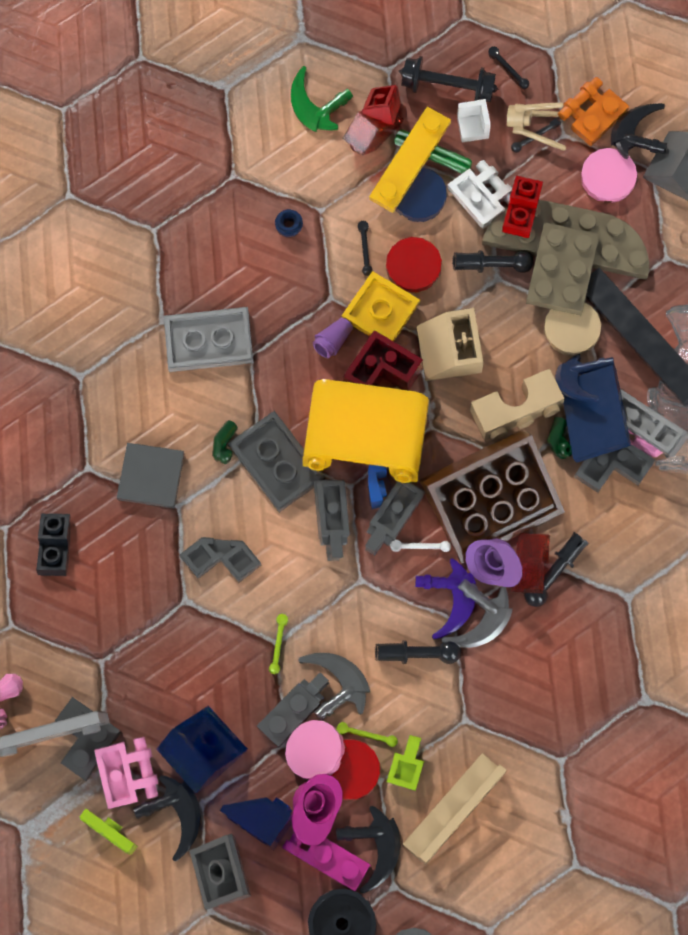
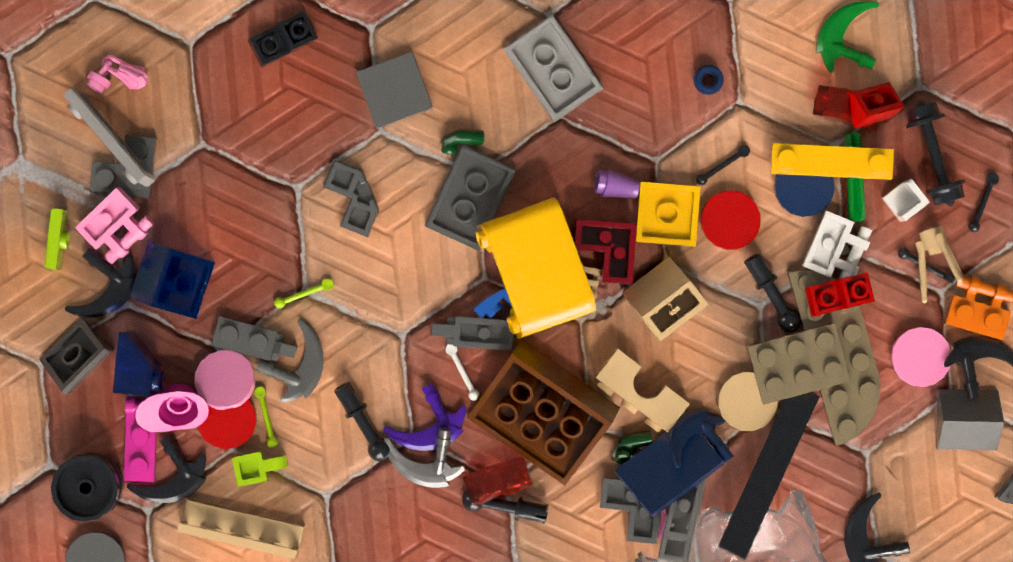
camera: 60 degrees right, 15 degrees up
(332, 516) = (444, 278): dark grey hinge -> none
(494, 562) = (478, 450): medium lavender piece -> none

